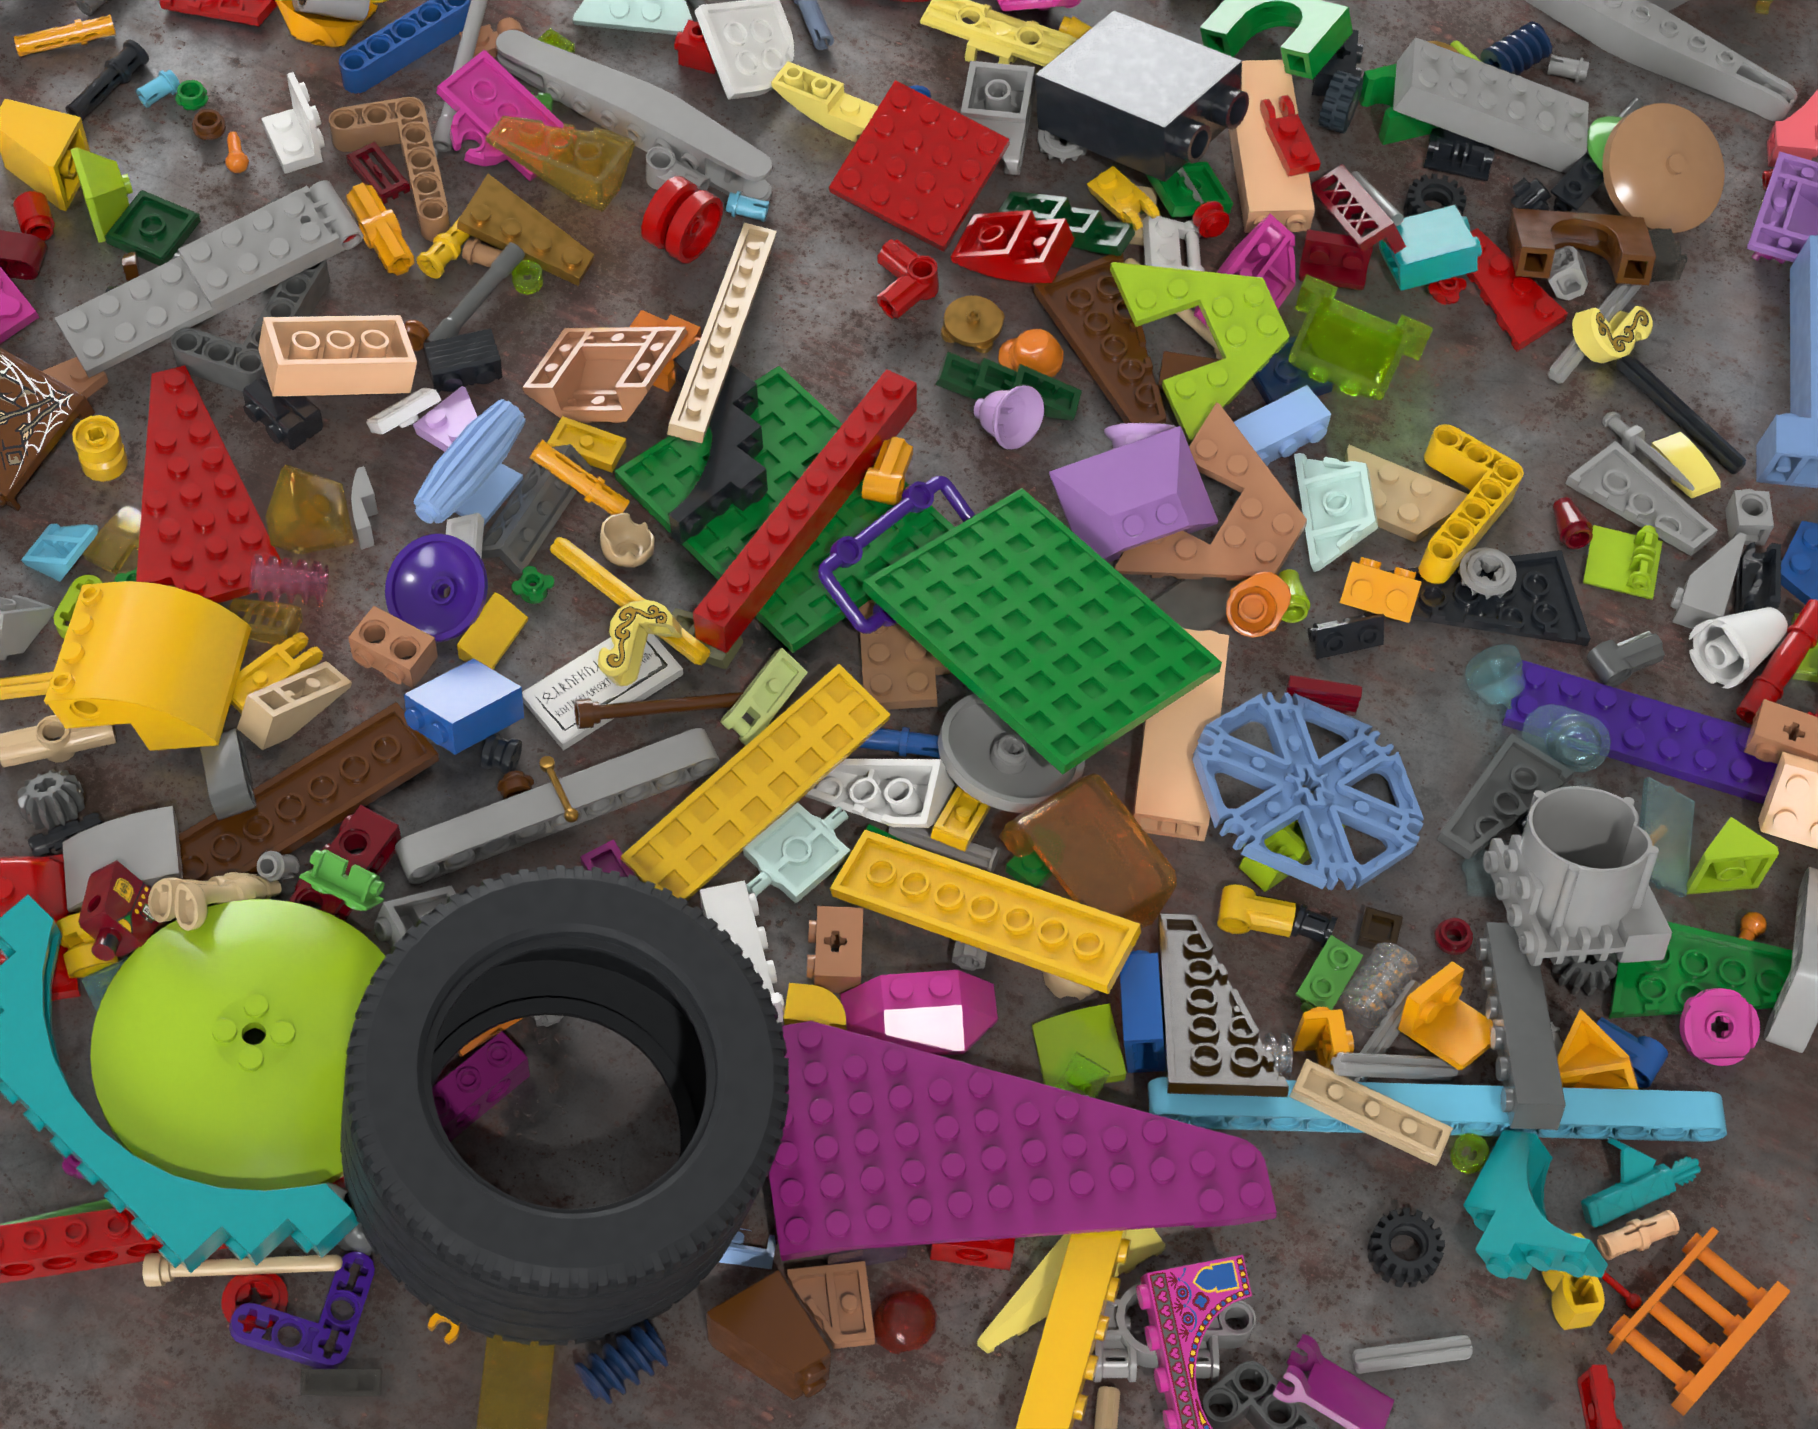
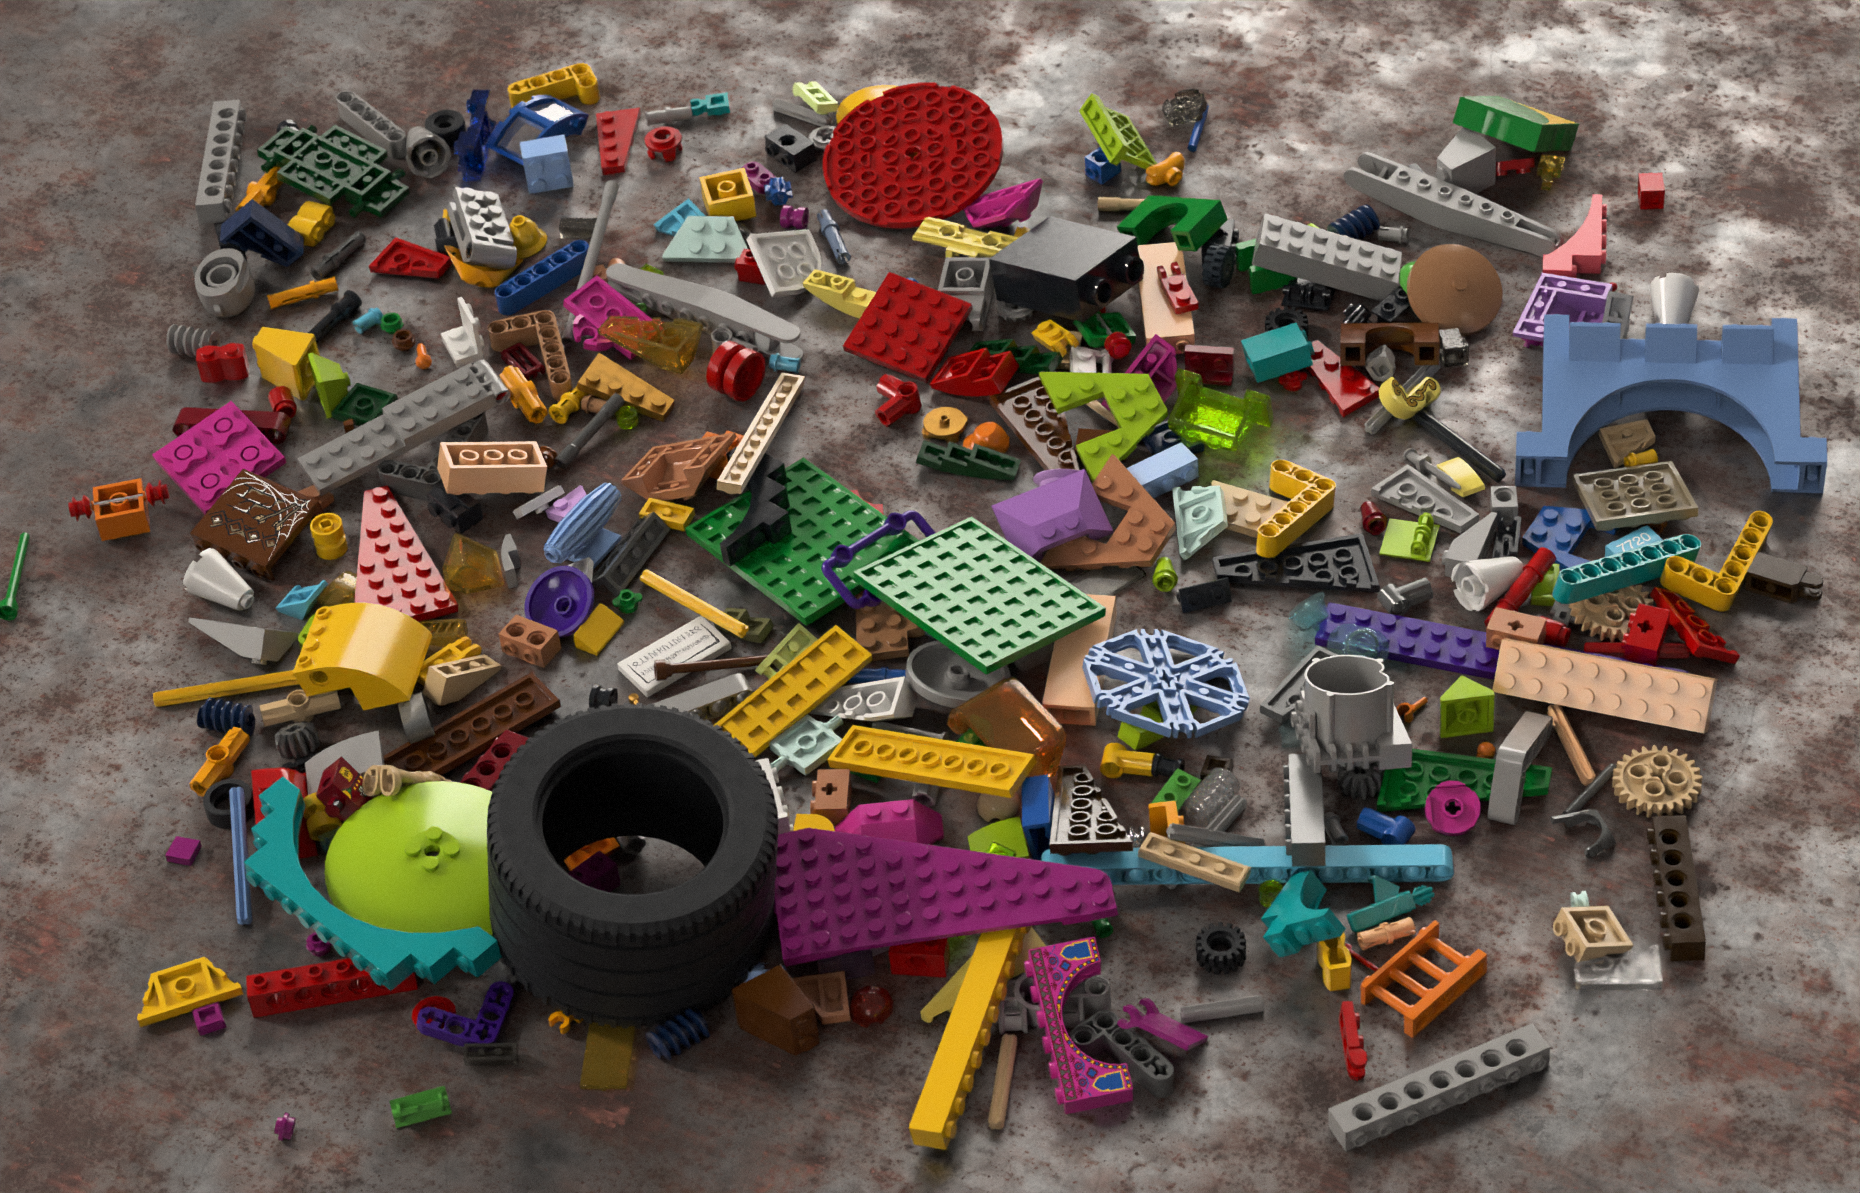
camera: 10 degrees right, 15 degrees down
(159, 1271) = (374, 998): tan piece -> none
(276, 866) = (448, 769): light grey pin -> none
(288, 579) = (458, 603): clear pink piece -> none
(328, 876) = (484, 765): bright green hinge -> none
(463, 360) = (581, 469): black brick -> none
(464, 706) = (577, 668): brick -> none
(585, 483) = (657, 530): light orange pin -> none
(625, 541) = (691, 569): tan hair -> none
(629, 635) = (692, 619): light yellow animal -> none
(804, 512) = (816, 536): red brick -> none
(887, 478) = (875, 511): light orange piece -> none
(959, 820) = (920, 715): yellow hinge -> none
(1011, 415) = (969, 475): lavender hat -> none
(1258, 604) = (1137, 576): orange hat -> none
(1334, 695) = (1191, 629): dark red tile -> none
(1359, 202) = (1224, 324): dark red fence -> none
(1381, 590) = (1225, 562): light orange bracket -> none
(1387, 207) = (1241, 325): light grey bar -> none
(1444, 1022) = (1248, 810): light orange bracket -> none
(1454, 927) = (1268, 768): dark red plate -> none
(1491, 561) = (1309, 542): light grey gear -> none
(1593, 1059) = (1356, 827): light orange slope -> none
(1669, 823) = (1422, 700): clear light blue piece -> none

